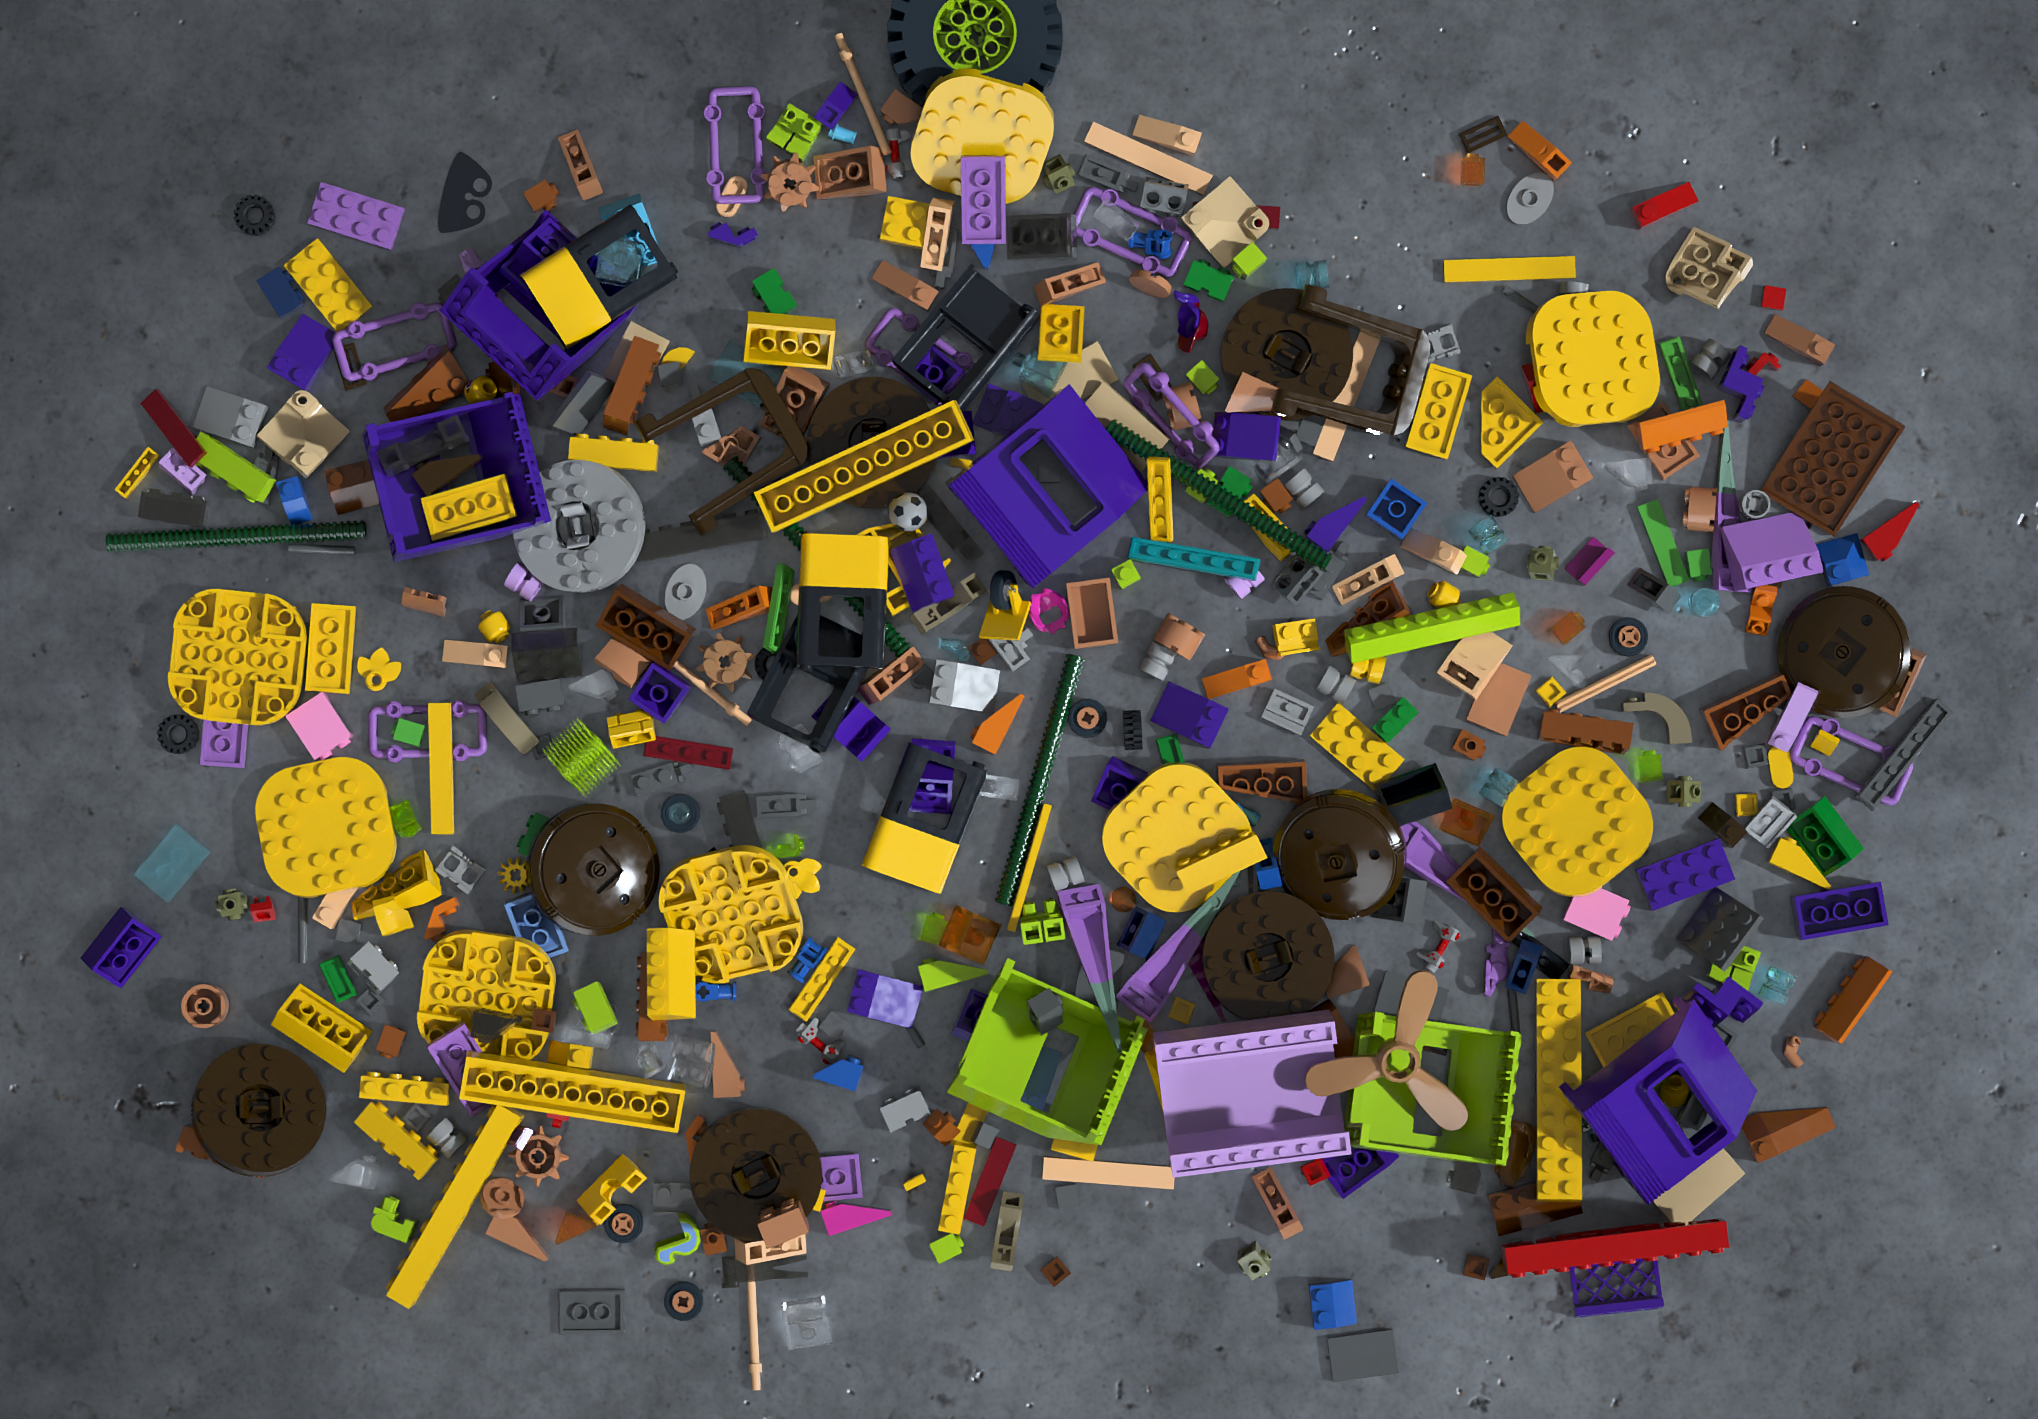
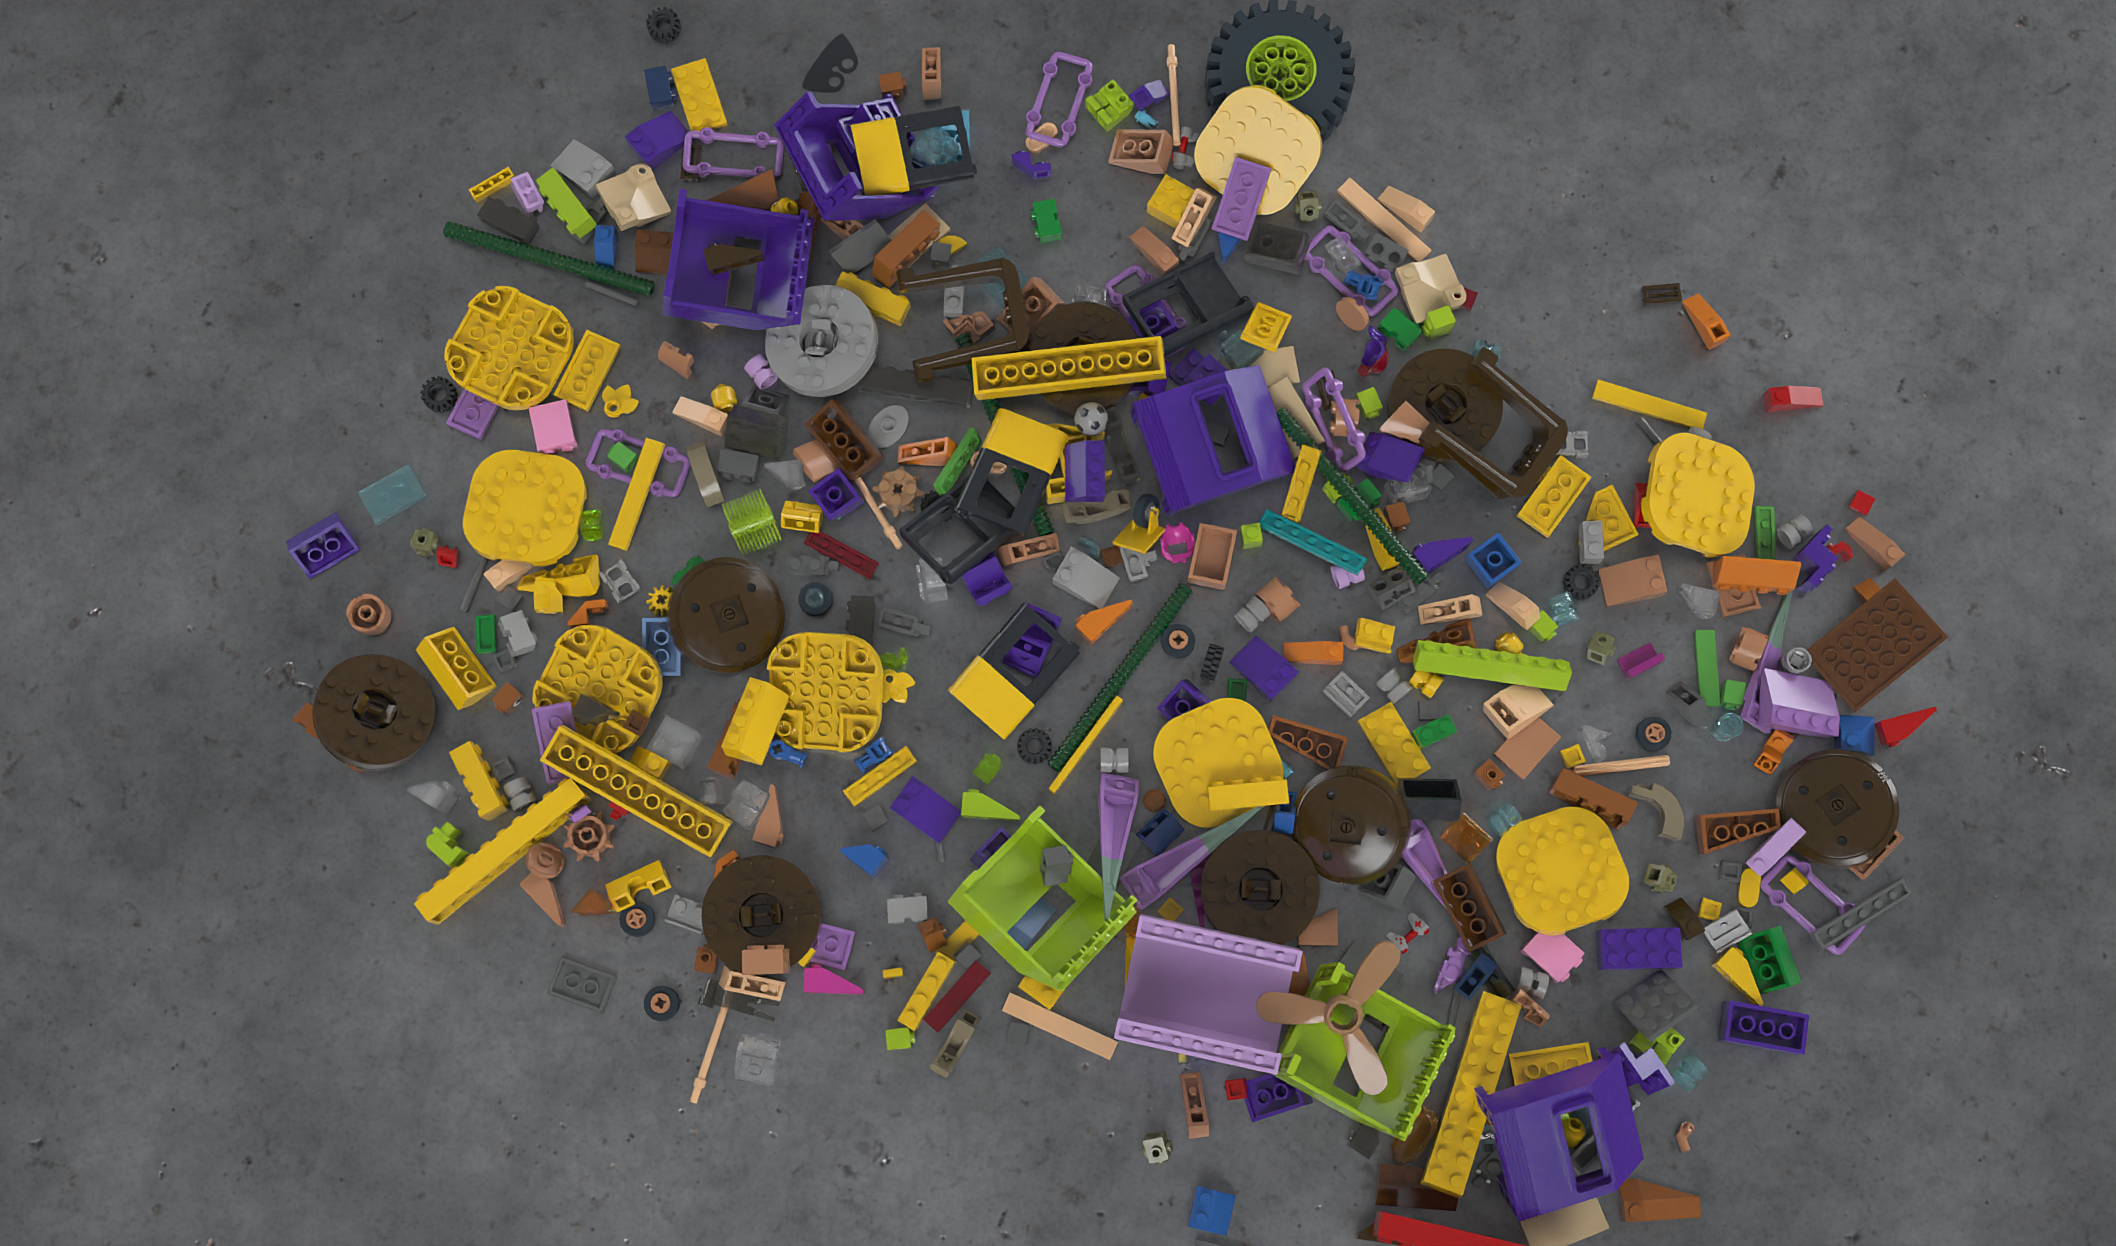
camera: 25 degrees right, 10 degrees down
(173, 428) = (533, 158): dark red tile -> none
(356, 216) = (742, 52): medium lavender plate -> none
(405, 1090) = (498, 740): yellow brick -> none
(440, 439) = (701, 234): clear smoke arch -> none
(469, 507) = (740, 291): yellow plate -> none
(545, 740) = (719, 509): dark grey tile -> none
(595, 1008) = (681, 727): lime brick -> none
(681, 1244) = (677, 954): lime animal -> none
(789, 340) = (1045, 256): yellow brick -> none
(793, 170) = (1096, 129): nougat brick -> none
(808, 1033) = (850, 816): light grey piece -> none
(900, 109) = (1197, 115): nougat slope -> none
(964, 897) = (1034, 757): none -> black tyre
(969, 934) = (1016, 783): clear orange slope -> none
(1000, 787) = (1085, 671): clear slope -> none
(1041, 923) = (1076, 795): lime hips -> none
(1055, 1271) = (984, 1094): reddish brown plate -> none
(1069, 284) = (1285, 293): nougat slope -> none
(1304, 488) = (1421, 517): light grey wheel -> none
(1333, 431) = (1463, 480): light nougat tile -> none
(1472, 170) = (1645, 318): clear orange brick -> none
(1476, 1266) = (1347, 1224): reddish brown plate -> none
(1494, 452) = (1591, 542): none -> light grey brick
(1530, 198) = (1684, 356): light grey piece -> none
(1568, 627) = (1605, 707): clear orange brick -> none
(1650, 766) = (1637, 848): clear neon green bracket -> none
(1707, 268) = (1815, 457): tan slope -> none
(1852, 999) = (1752, 1108): orange slope -> none

